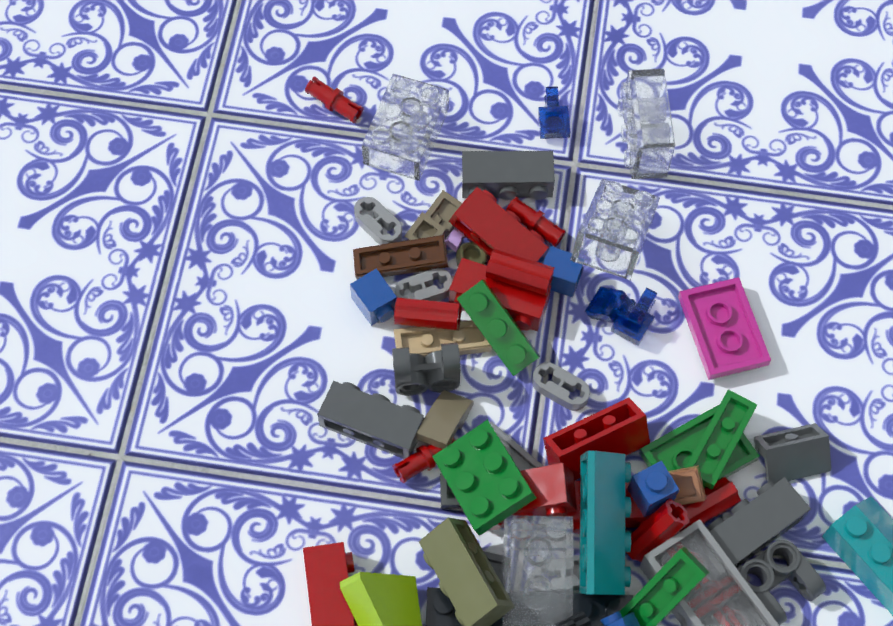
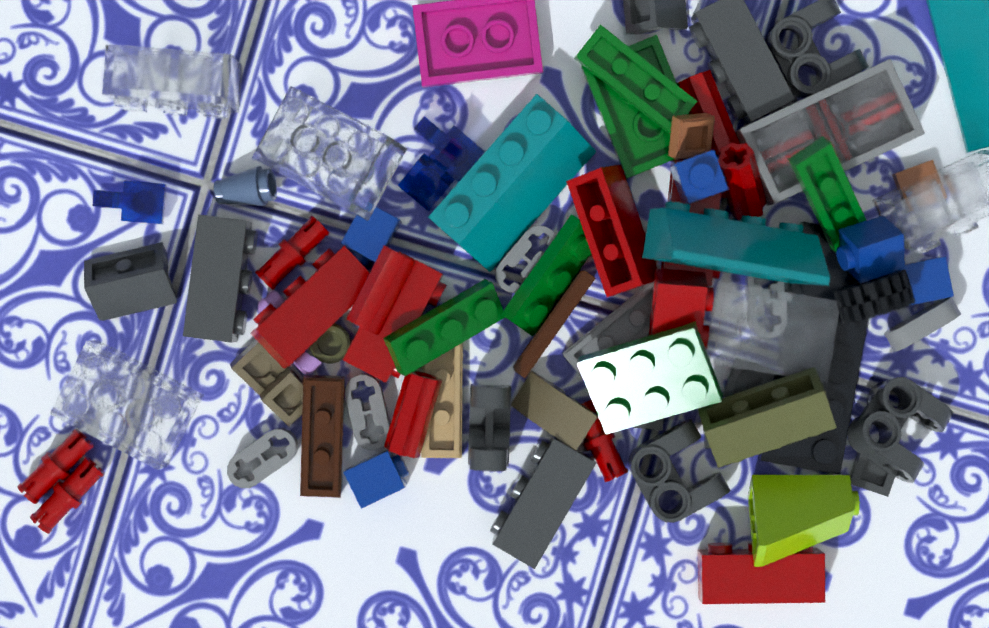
camera: 85 degrees left, 25 degrees up
(353, 89) = (55, 466): none -> red pin
(403, 511) = (666, 478): none -> dark grey piece
(494, 120) = (129, 282): none -> dark grey panel
(513, 408) = (553, 323): none -> reddish brown tile
(546, 399) = (549, 278): none -> green plate
(578, 186) = (248, 187): none -> sand blue cone
(619, 362) = (512, 183): none -> teal slope

